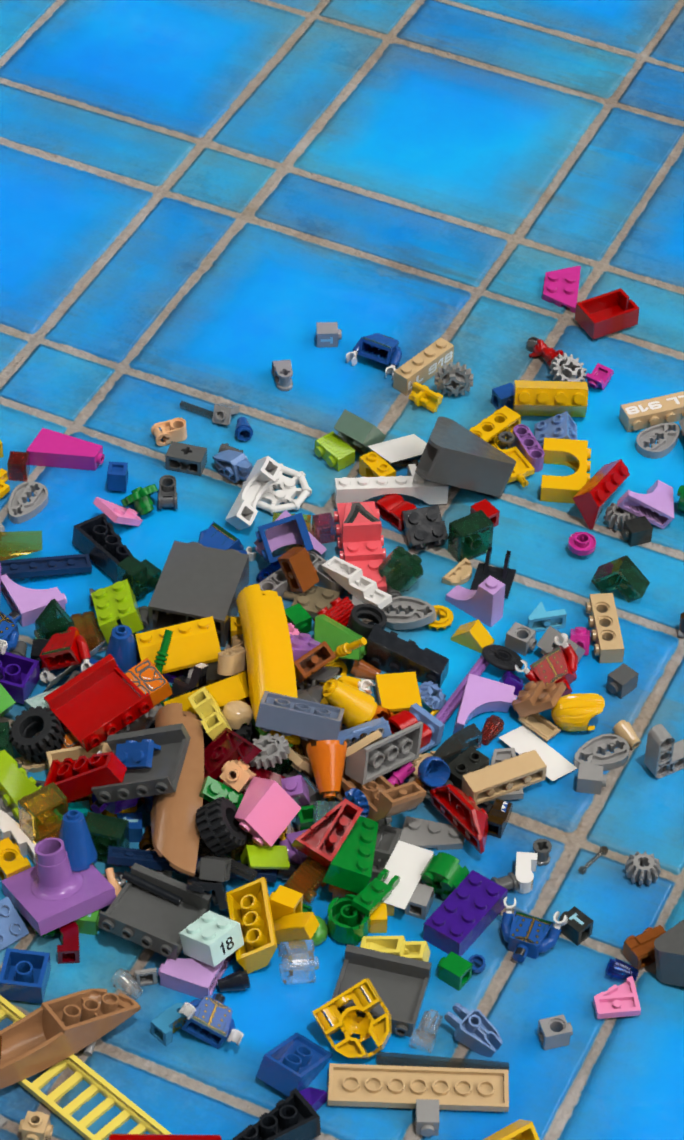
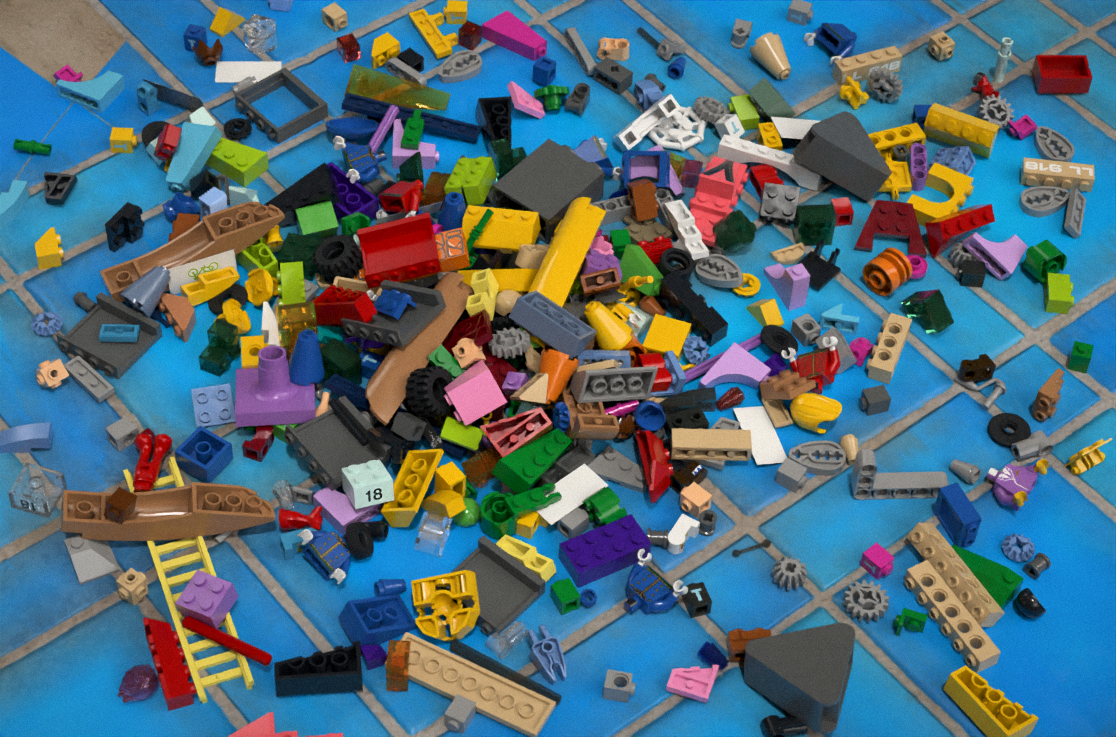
camera: 25 degrees right, 5 degrees up
(28, 581) = (413, 131): none -> green hinge
(30, 692) = (353, 222): none -> green bracket
(122, 1109) = (207, 598): none -> medium lavender brick
(138, 444) = (580, 50): none -> light grey beam
(159, 1001) = (296, 520): none -> red animal
(232, 996) = (359, 540): none -> black tyre
(284, 1029) = (389, 587): none -> blue cone
(304, 459) = (710, 109): none -> light grey gear
(319, 787) = (533, 391): none -> tan slope
(329, 386) = (771, 55): none -> tan cone
(330, 469) = (729, 125): none -> white brick
(346, 1094) = (398, 665): none -> clear orange brick
(481, 324) = (941, 46): none -> tan brick
(517, 835) = (695, 499): none -> light nougat brick
(541, 506) = (893, 221): none -> dark red wing
(550, 312) = (1003, 54): none -> light aqua pin
(562, 287) = (1038, 38): dark pink wing -> none
(564, 556) = (887, 271): none -> orange wheel
(636, 385) = (1047, 140): none -> light grey piece

